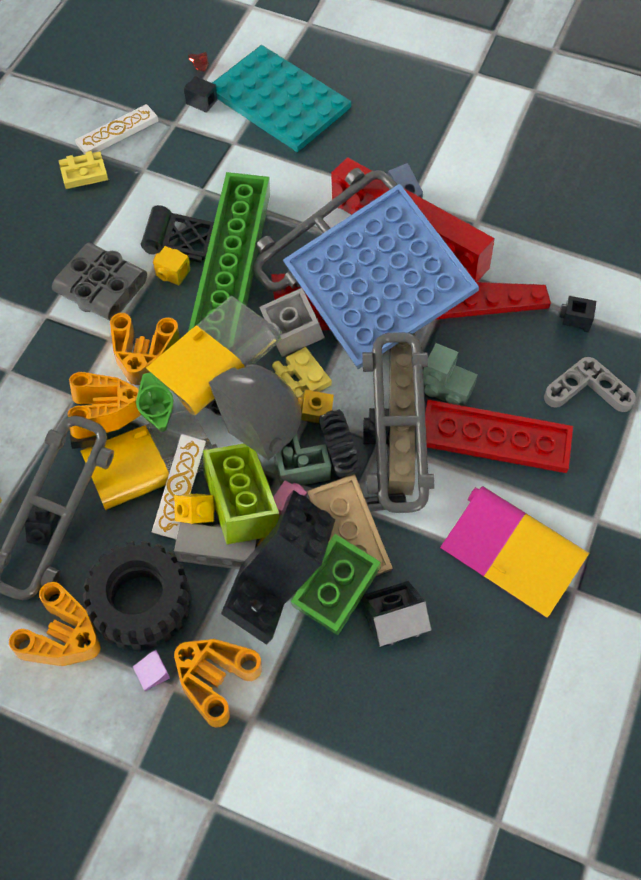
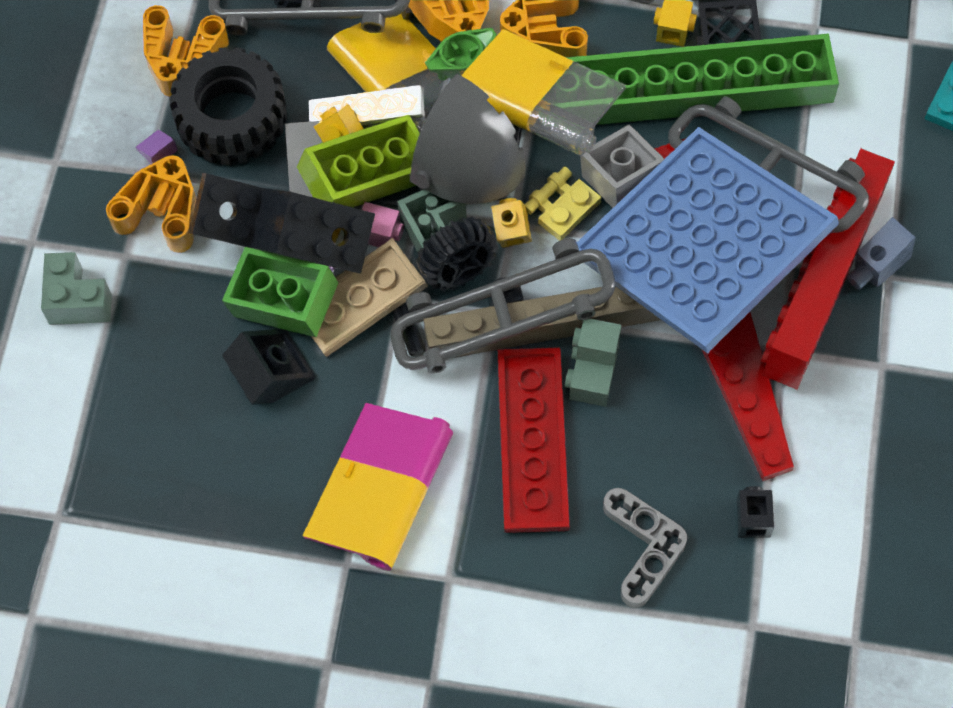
camera: 80 degrees right, 5 degrees up
(286, 776) = (68, 296): none -> sand green brick

